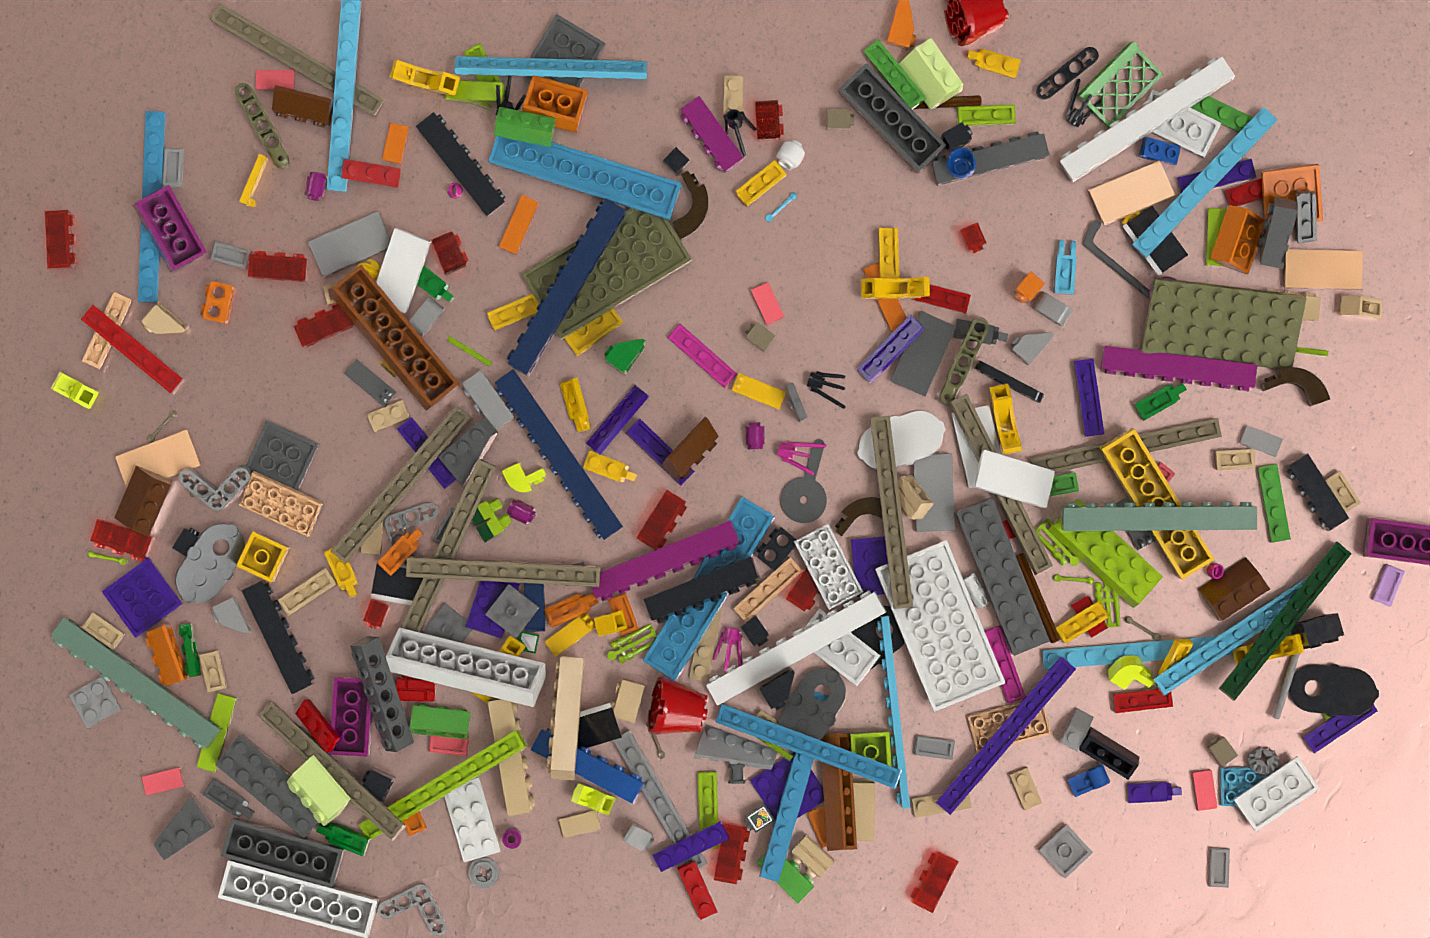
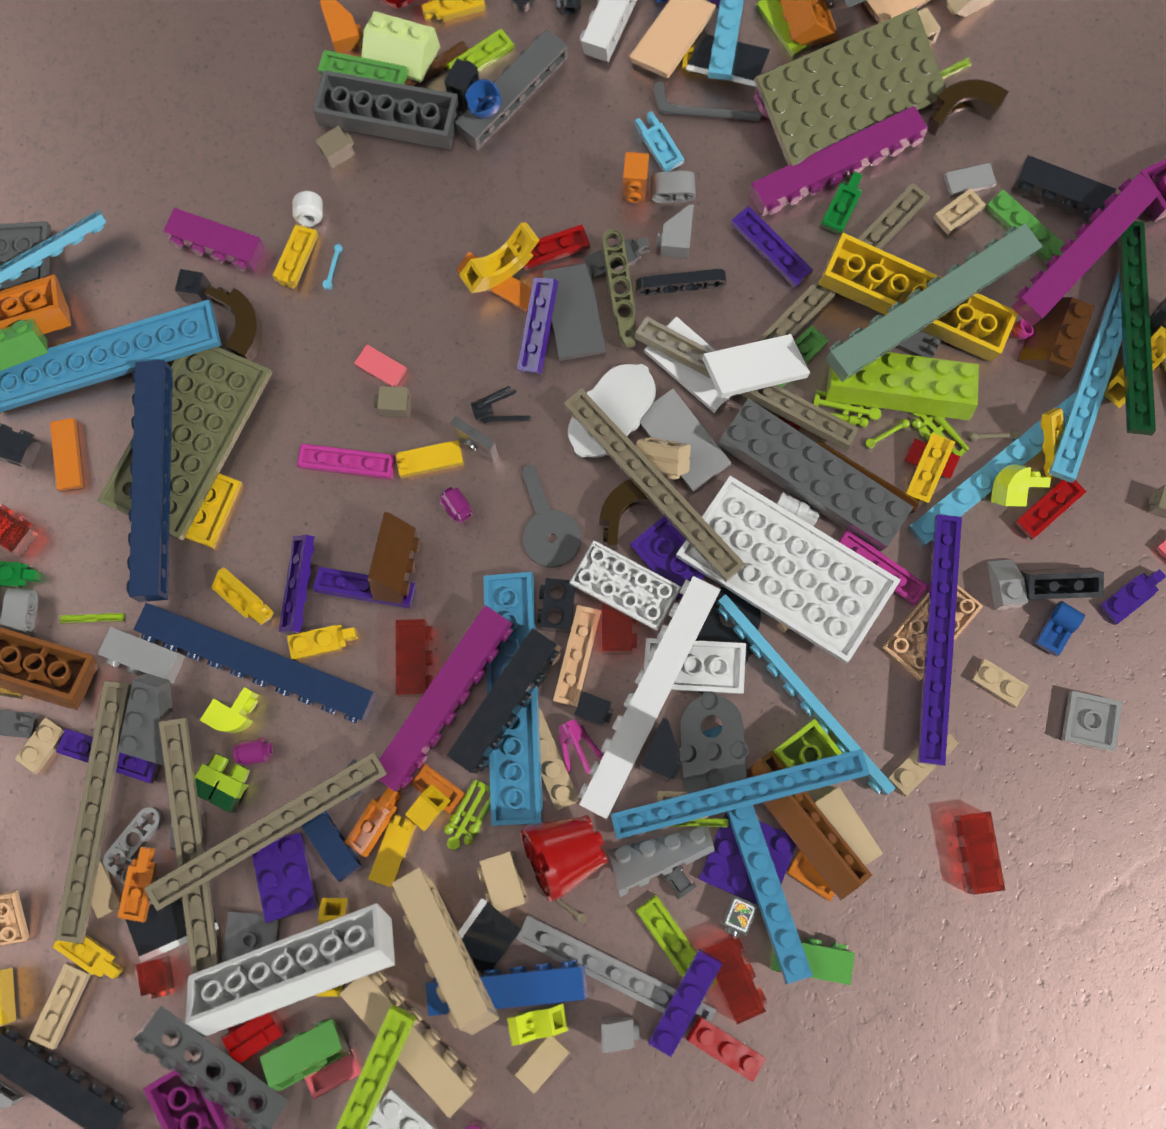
camera: 30 degrees left, 10 degrees down
(512, 611) = (307, 868): flat silver plate -> none
(513, 312) = (110, 548): yellow hinge -> none
(530, 641) = (351, 889): tile -> none
(624, 354) = (256, 505): green slope -> none
(733, 93) = (212, 190): tan brick -> none
(734, 120) = (223, 203): black plant -> none
(768, 120) = (263, 192): clear red brick -> none
(788, 451) = (501, 496): dark pink plant -> none
(812, 856) = (826, 918): tan brick -> none
(888, 253) = (469, 234): yellow hinge -> none
(934, 747) = (871, 705): light grey tile -> none
(973, 238) = (546, 171): clear red brick -> none
(1004, 419) = (700, 318): yellow arch -> none
(1290, 548) = (1085, 249): none -> magenta brick
(1343, 491) = (1088, 169): tan plate -> none

